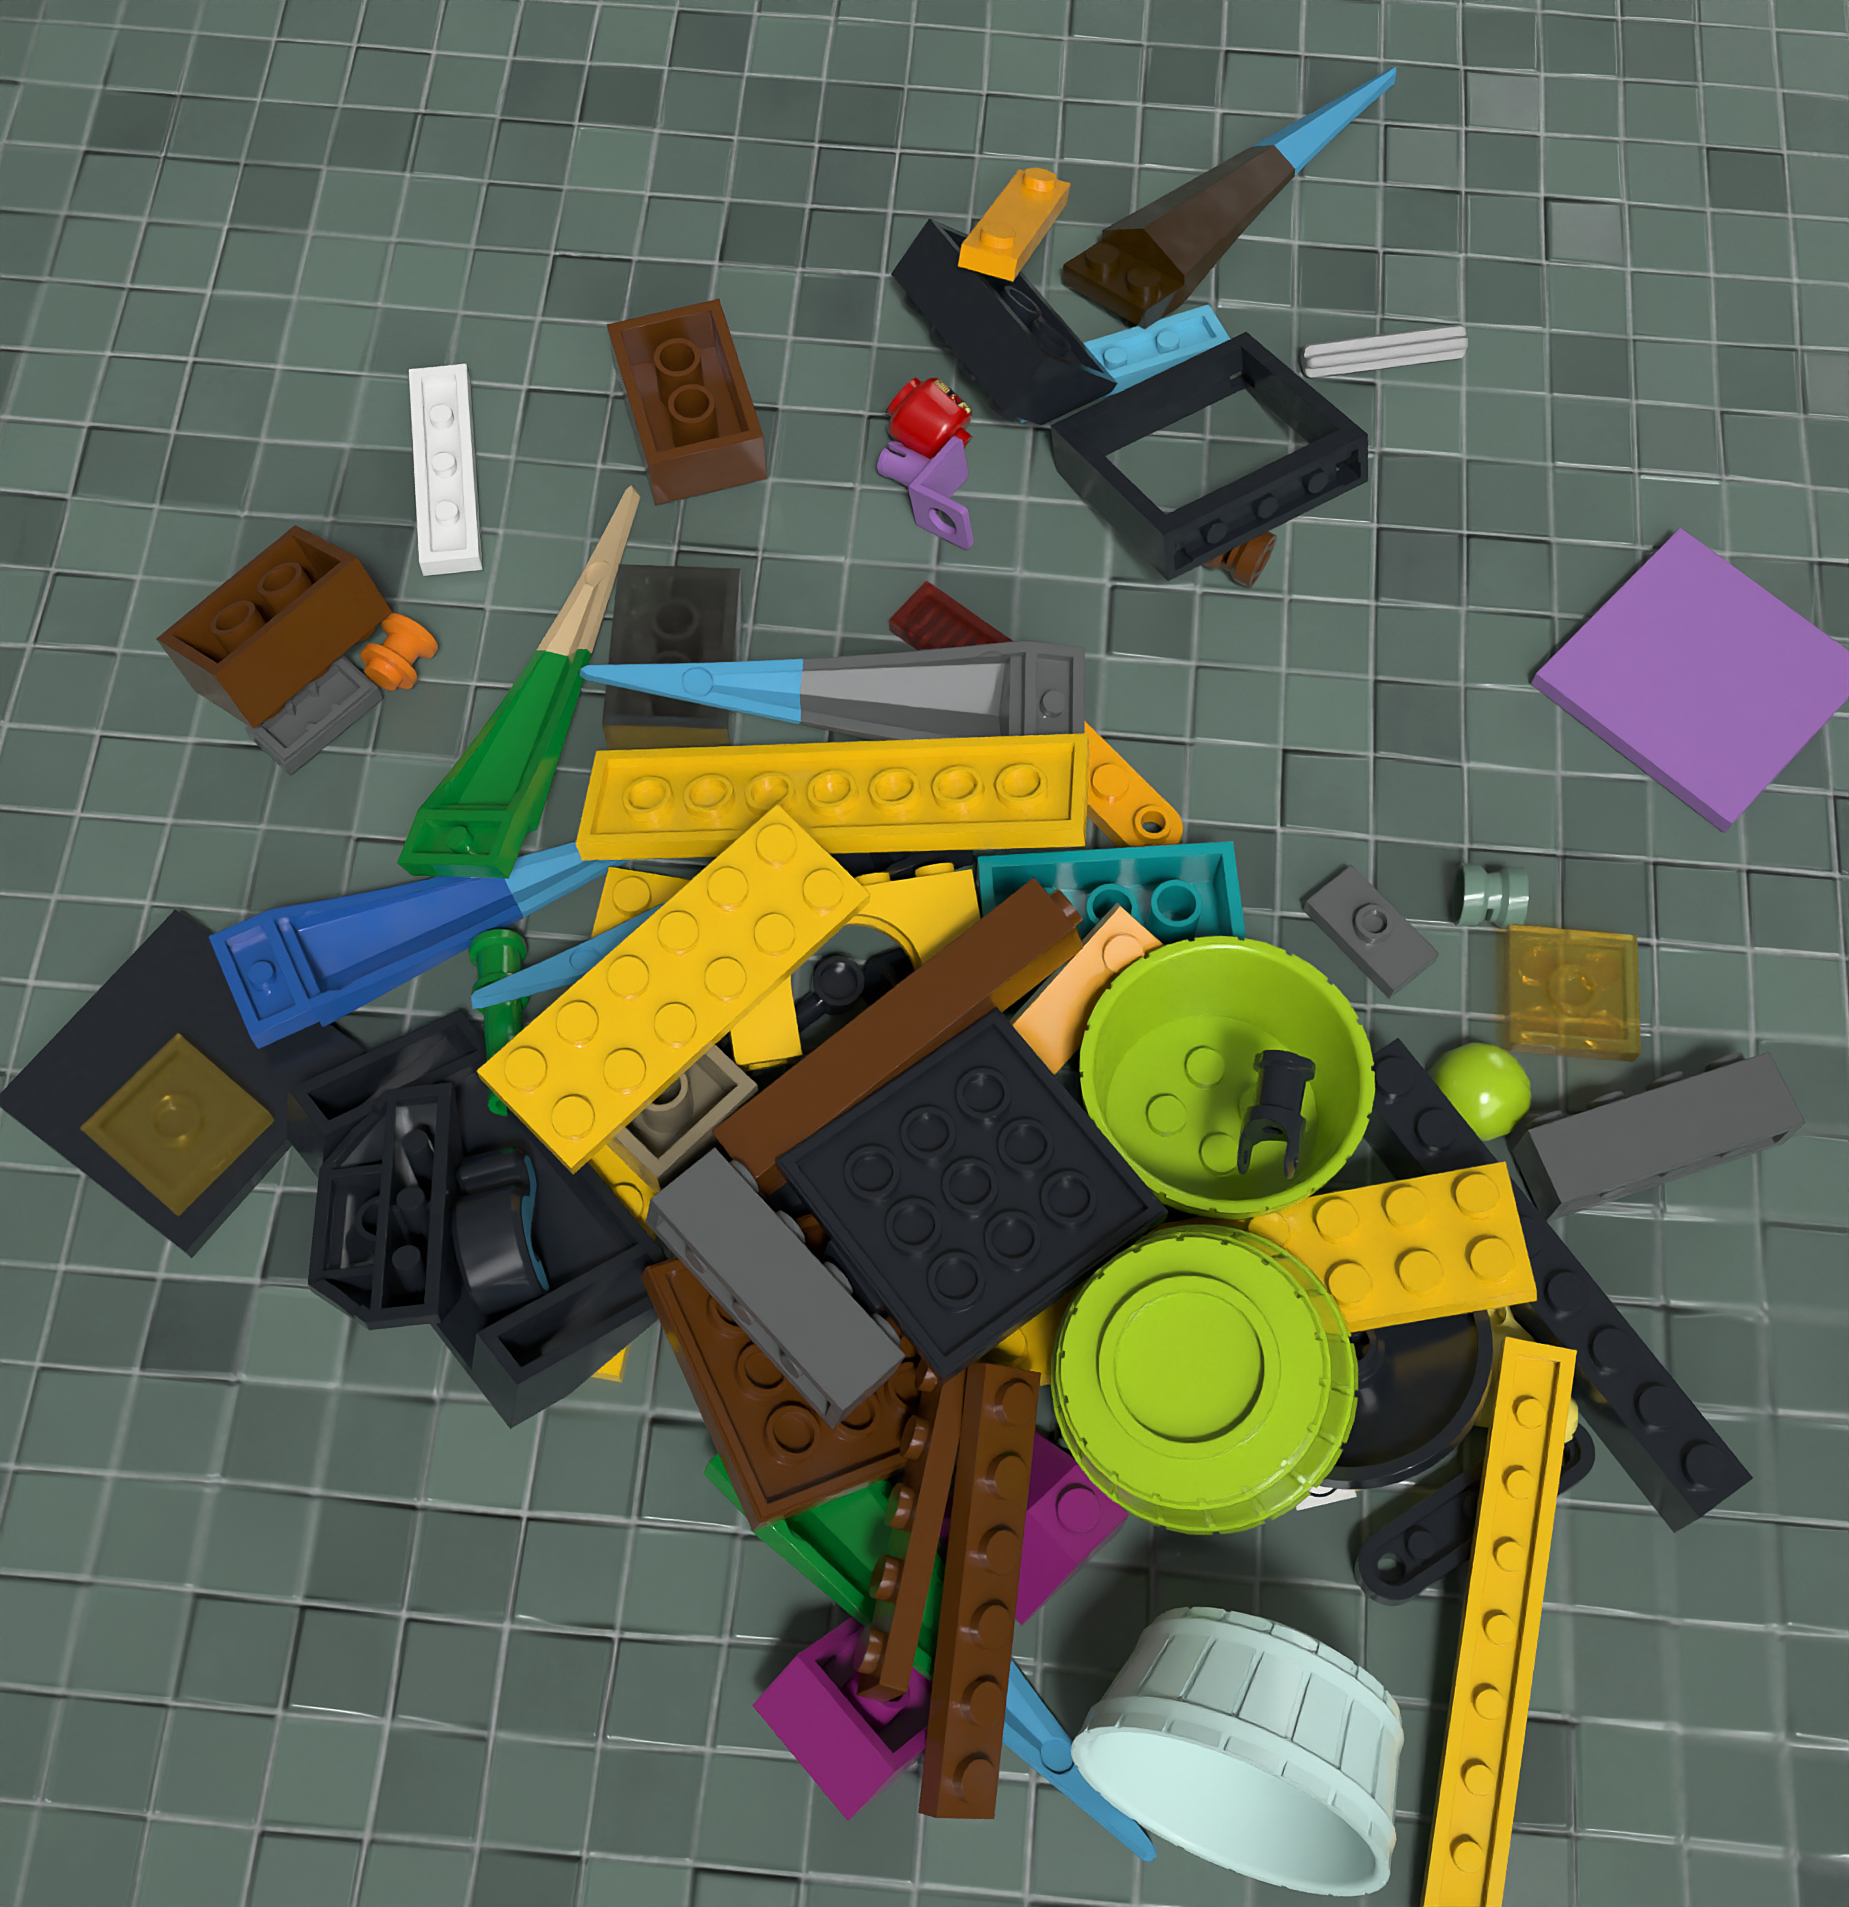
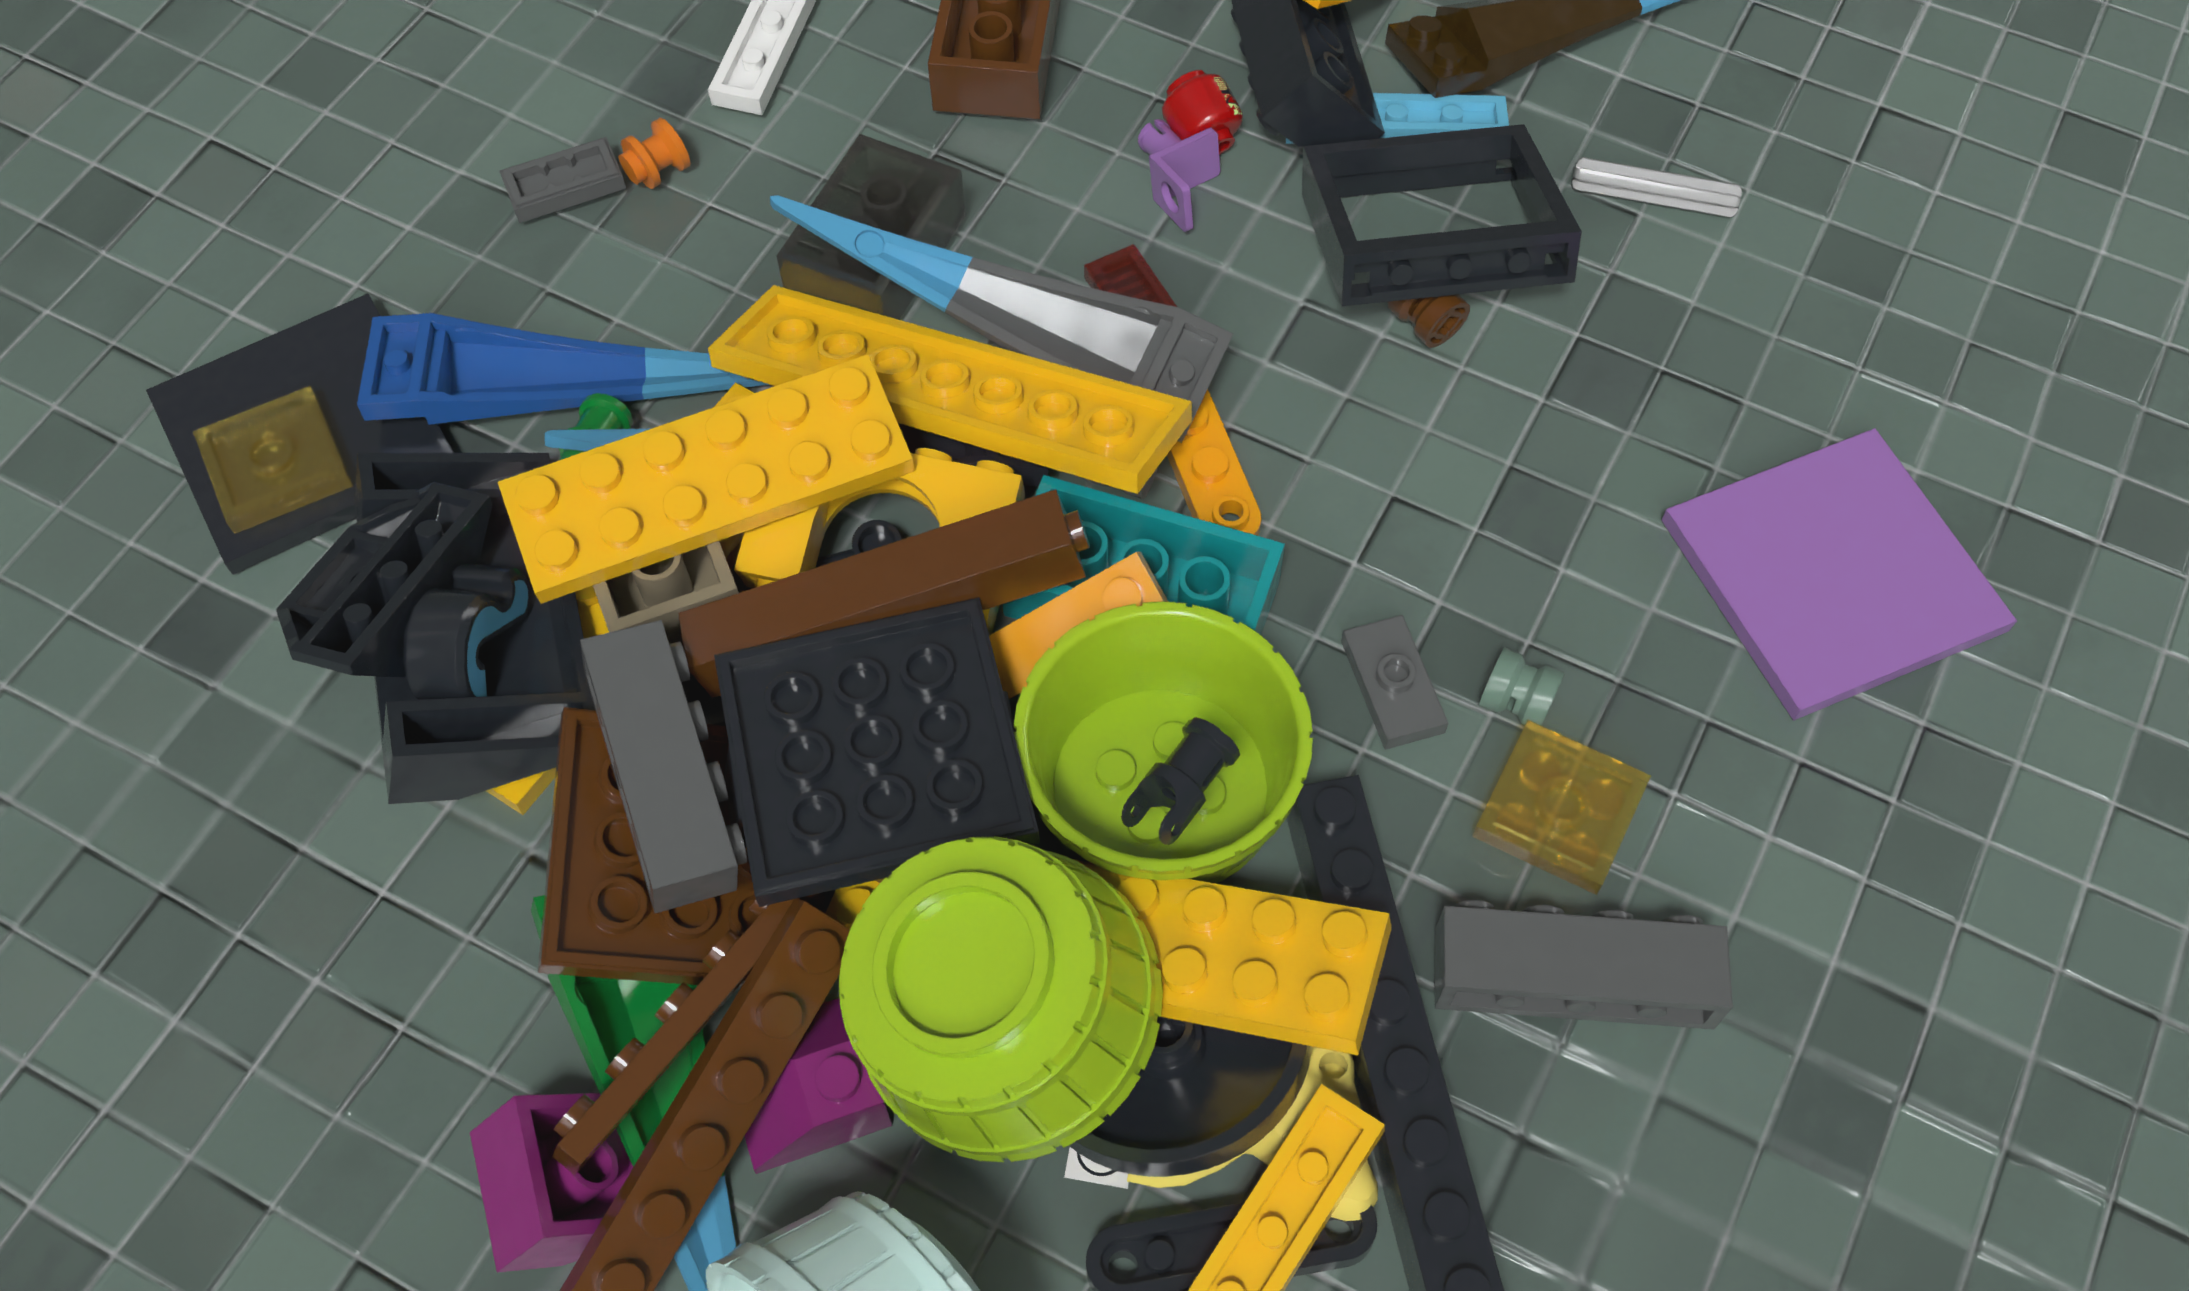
camera: 25 degrees right, 5 degrees down
(275, 626) = (560, 96): reddish brown brick -> none
(503, 778) = (672, 288): green plate -> none
(1484, 1087) = (1429, 862): lime hair -> none

